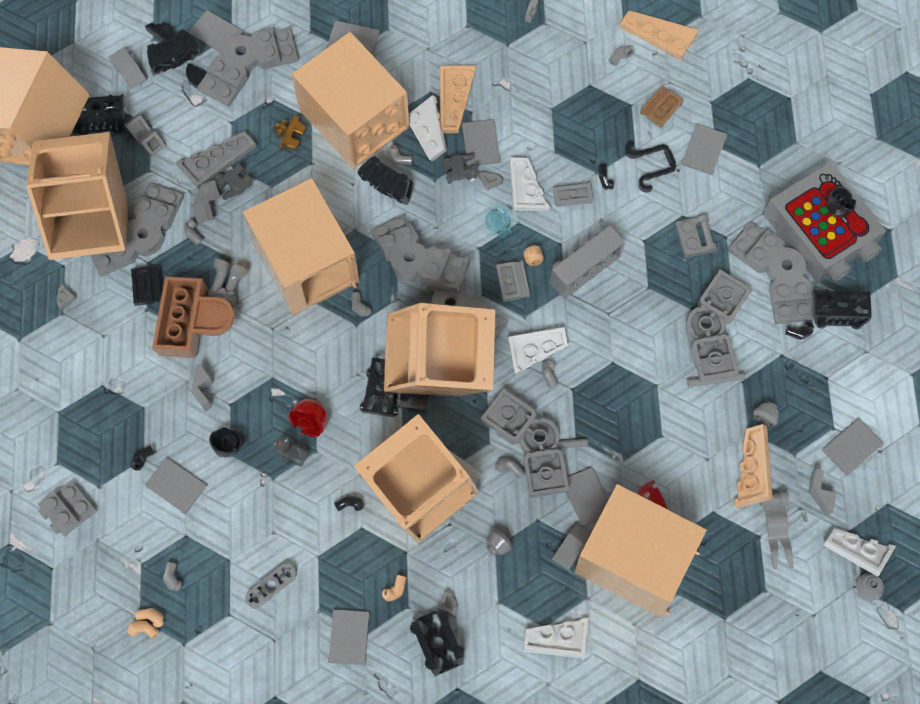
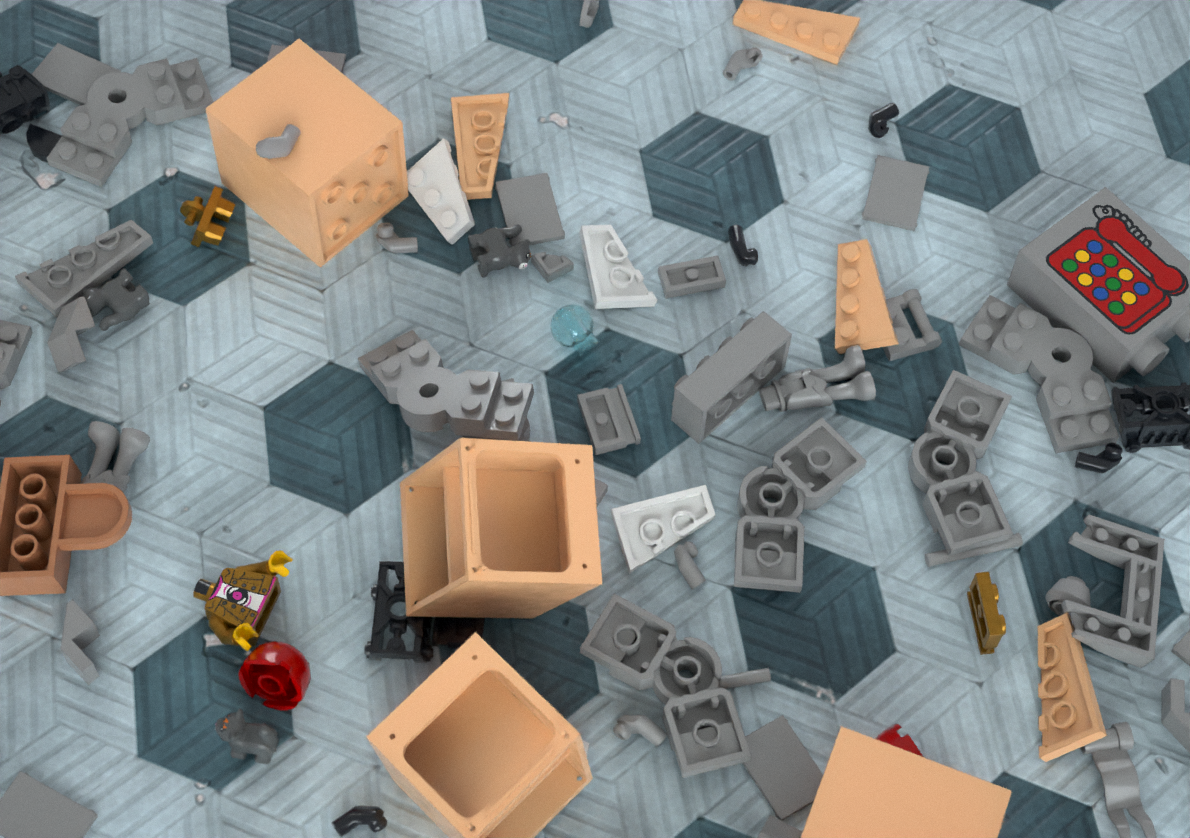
camera: 10 degrees left, 10 degrees down
(190, 232) = (46, 386): light grey arm -> none
(226, 441) = (129, 731): black hair -> none
(293, 371) = (242, 599): none -> torso
(302, 246) = (242, 386): light nougat piece -> none
(332, 103) = (278, 146): none -> light grey arm
(358, 307) = (349, 484): light grey arm -> none
(387, 180) = (378, 274): black piece -> none
(533, 255) = (638, 375): light nougat piece -> none
(621, 327) = (801, 477): none -> light grey plate
(632, 271) = (809, 386): none -> light grey piece
(661, 106) = (818, 133): medium nougat plate -> none
(669, 156) = (811, 240): black piece -> none
(671, 226) = (860, 301): none -> light nougat wing
(700, 100) = (879, 118): none -> black arm
(717, 427) = (987, 621): none -> pearl gold plate
(813, 394) = (1134, 632): none -> light grey wedge
(840, 202) = (1135, 244): black hair -> none

